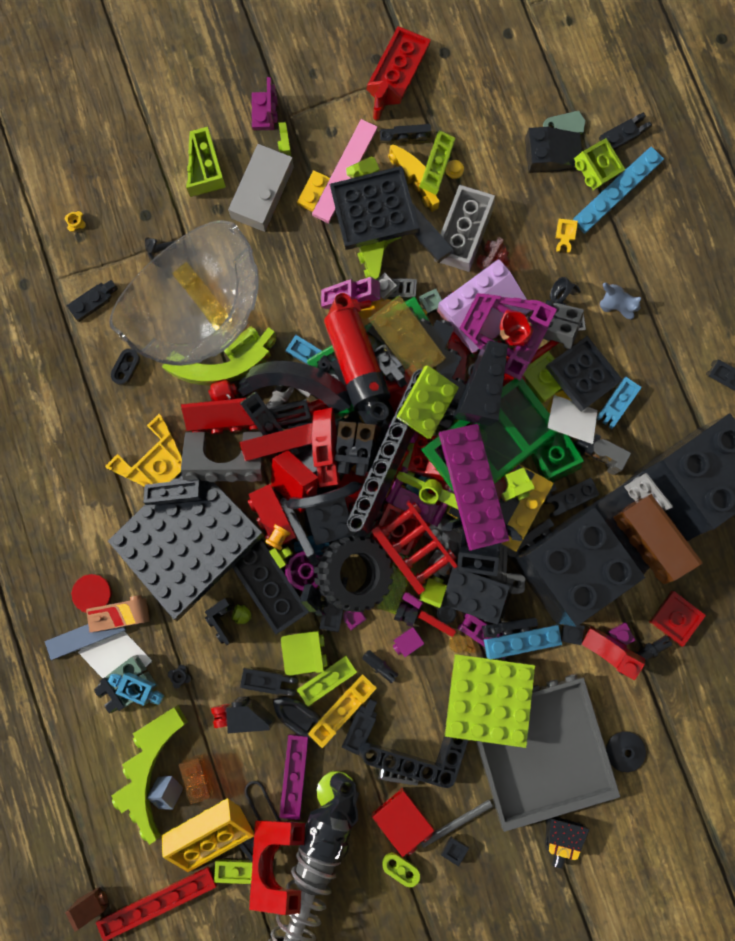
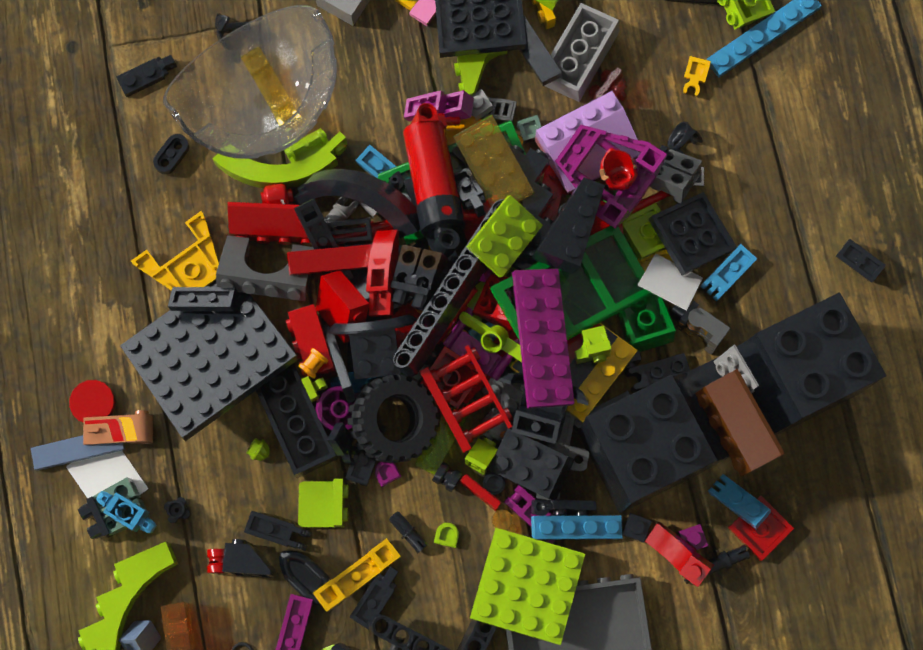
camera: 10 degrees right, 5 degrees down
(213, 619) = (238, 438): black bracket -> none
(326, 680) = (344, 539): lime plate -> none
(407, 642) = (443, 508): magenta brick -> none
(412, 600) = (456, 461): magenta tile -> none
(413, 664) = (447, 535): none -> lime tile
(619, 300) = (745, 156): sand blue animal -> none
(658, 600) = (740, 501): none -> dark azure hinge

